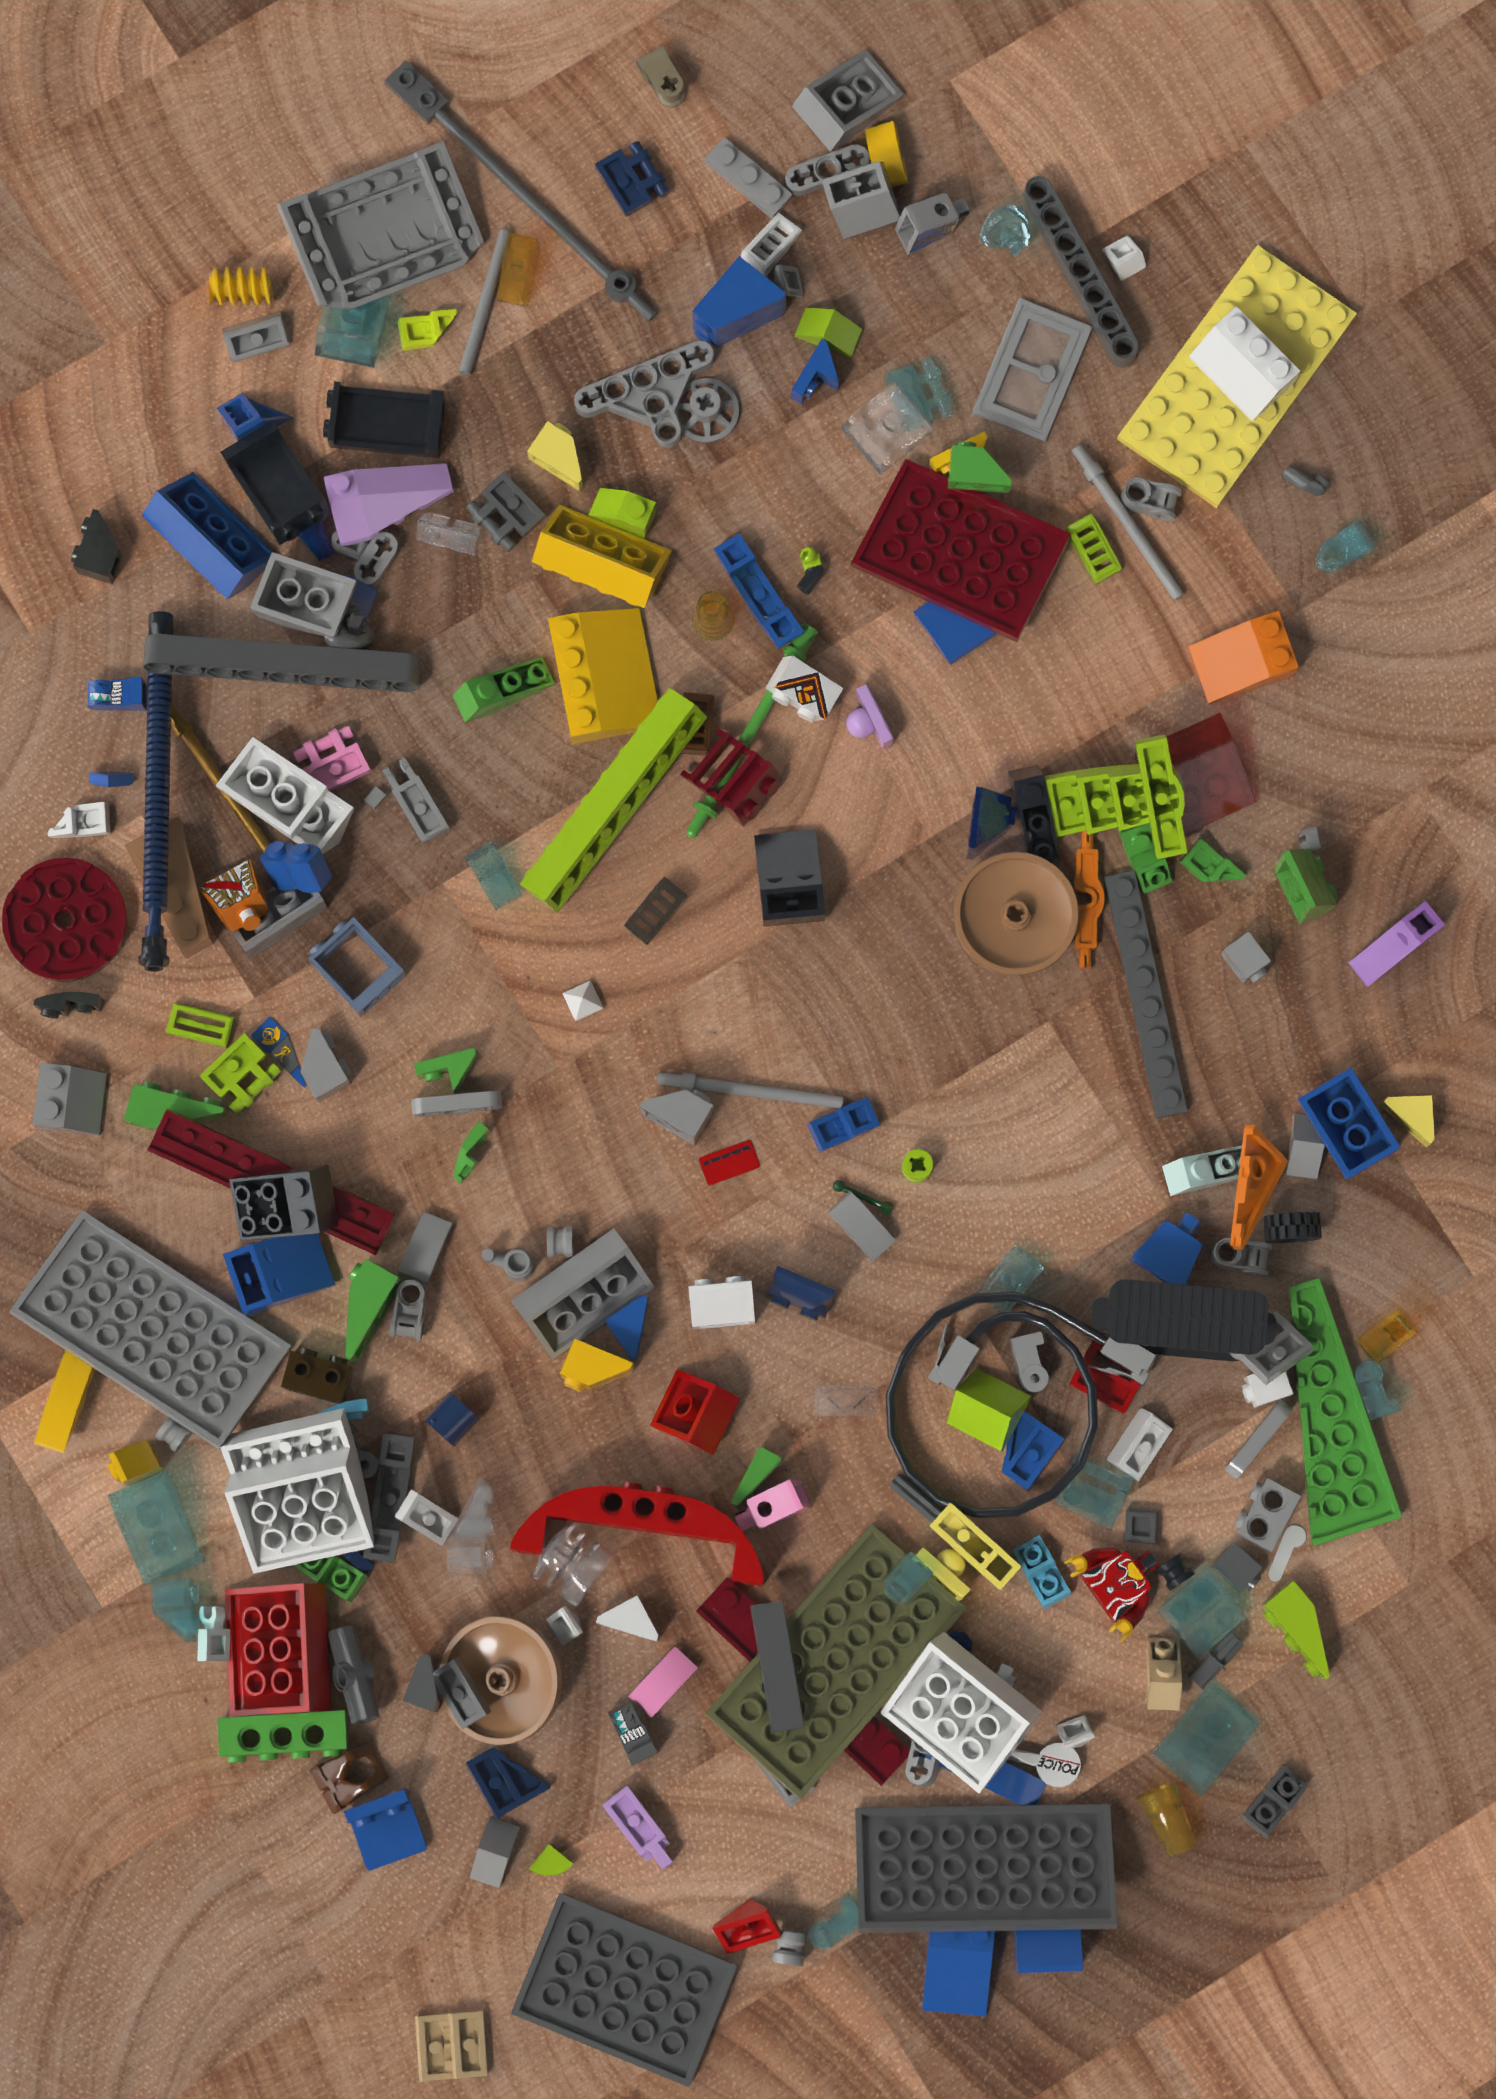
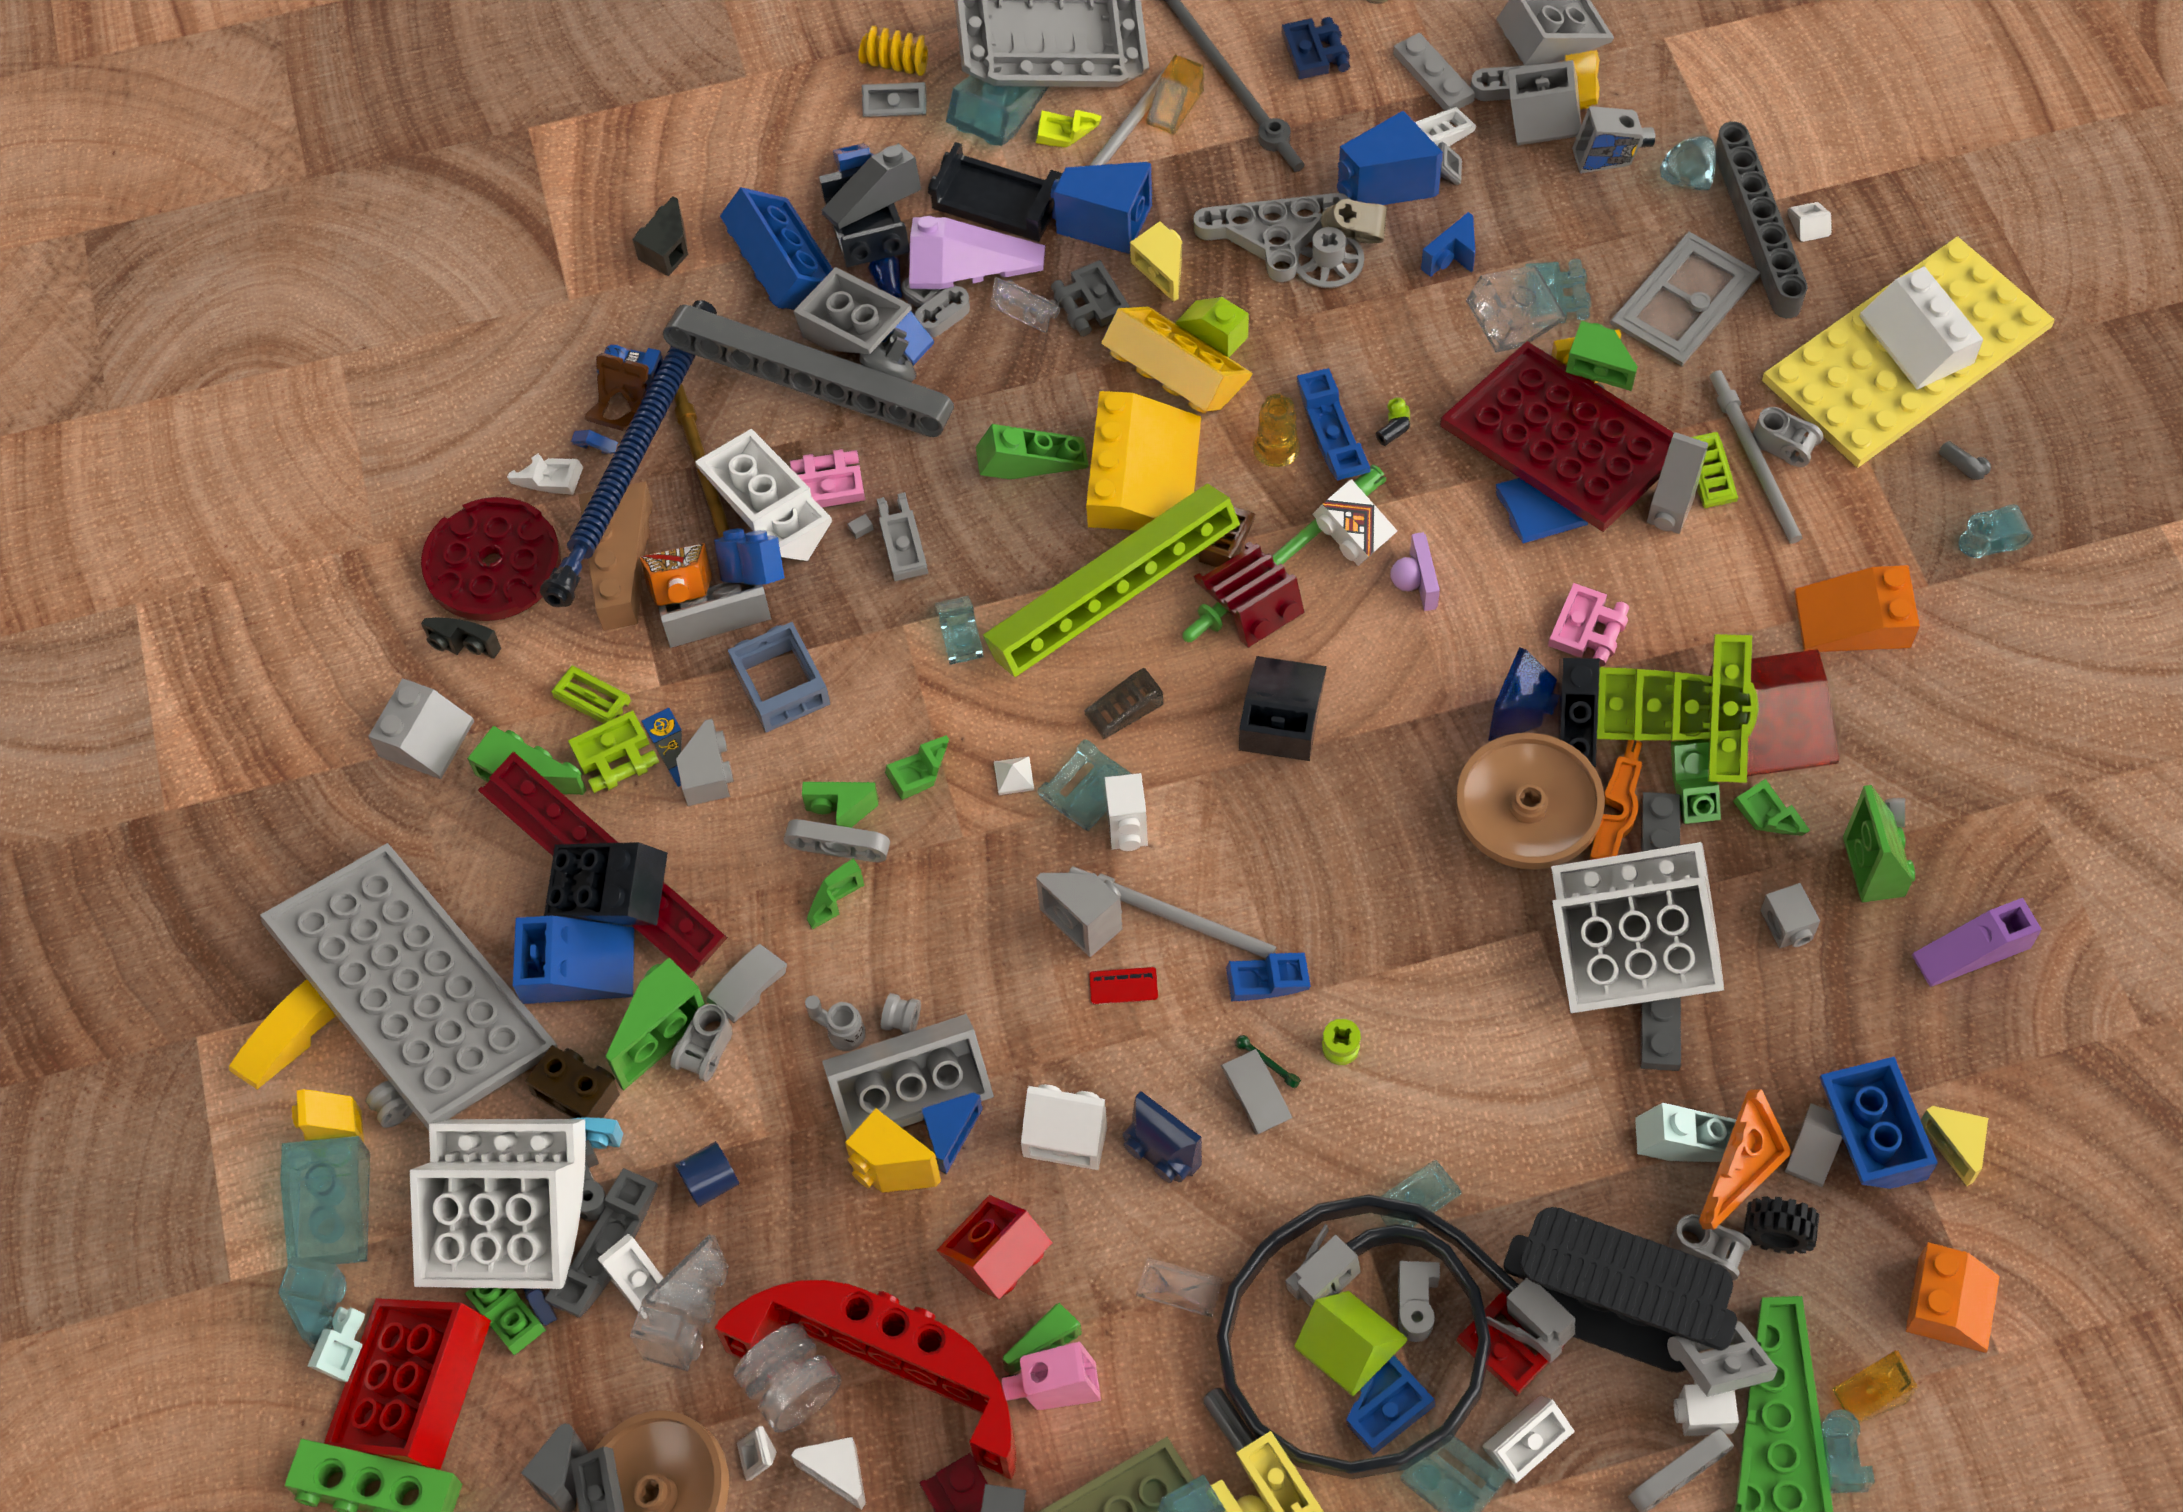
camera: 20 degrees right, 20 degrees down
(111, 713) = (617, 377): none -> reddish brown piece
(276, 453) = (875, 185): none -> dark grey slope
(353, 1675) = (481, 1438): dark grey piece -> none
(490, 415) = (1103, 203): none -> blue slope
(501, 1018) = (917, 771): none -> bright green slope
(655, 997) = (1088, 799): none -> clear light blue plate
(690, 1018) = (1126, 812): none -> white brick
(725, 370) = (1357, 220): none -> dark tan piece
(830, 326) = (1489, 216): lime slope -> none
(1015, 727) = (1578, 619): none -> bright pink plate
(1069, 585) = (1677, 483): none -> light grey slope
(1128, 1008) = (1637, 928): none -> white slope
(1170, 1251) = (1626, 1206): blue torso -> none
(1432, 1246) = (1952, 1298): none -> orange slope

